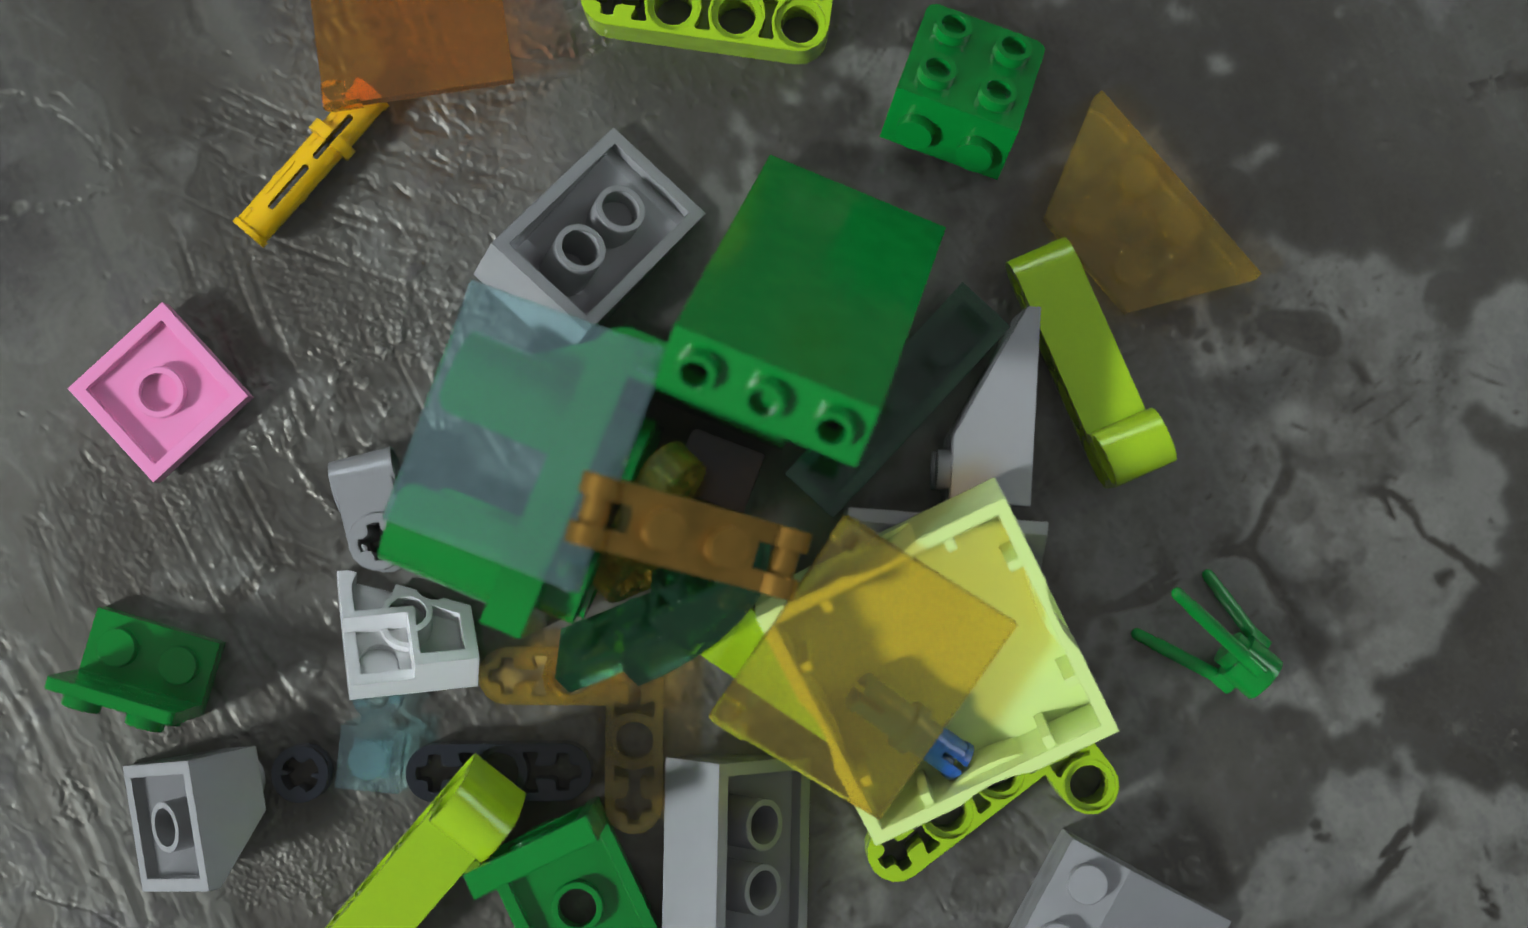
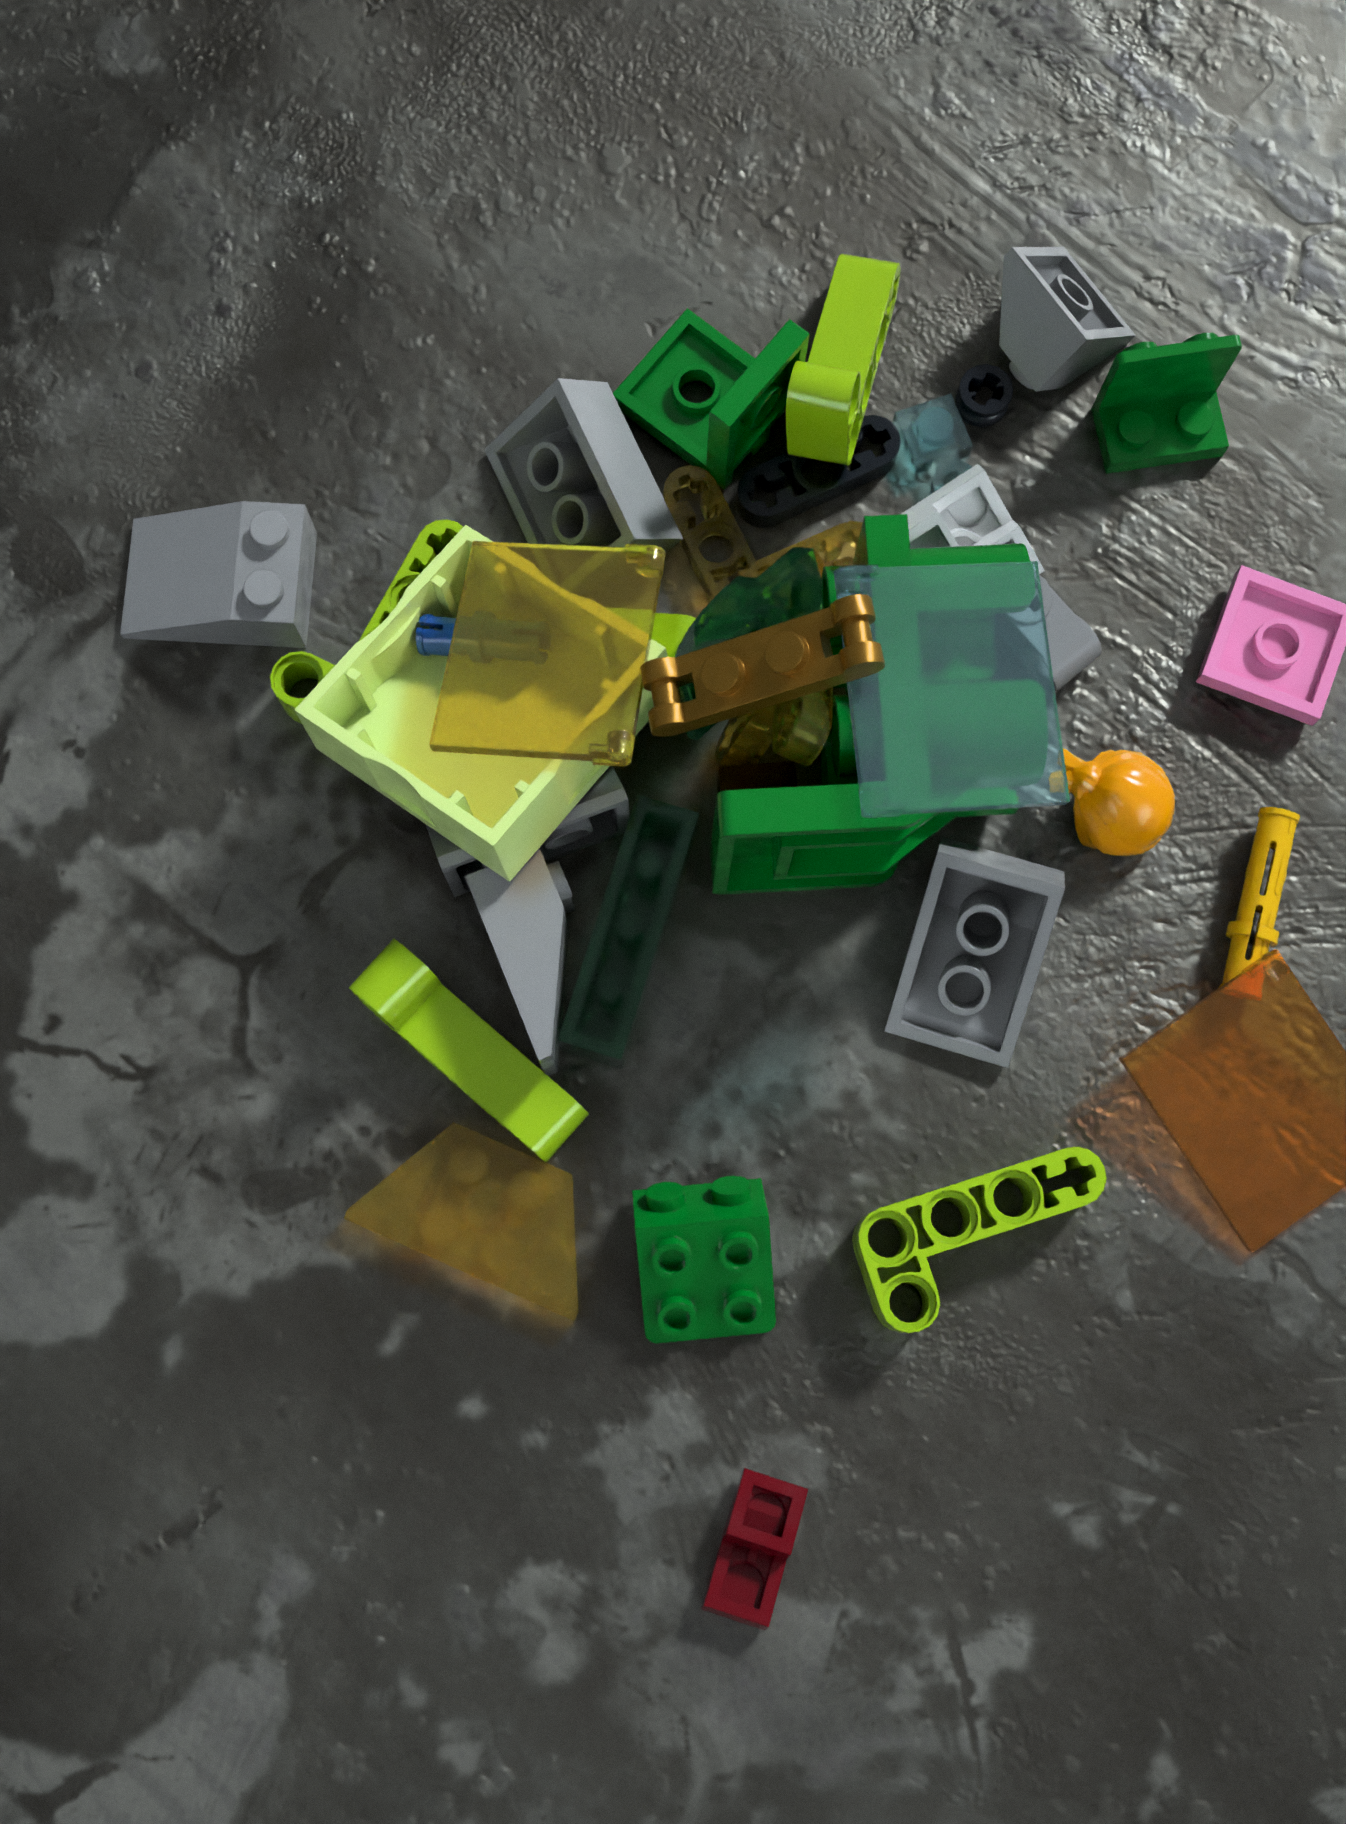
camera: 155 degrees right, 10 degrees down
(387, 316) = (1119, 801): none -> light orange hat
(803, 310) = (757, 937): green brick -> none
(1242, 658) = (210, 857): green plant -> none

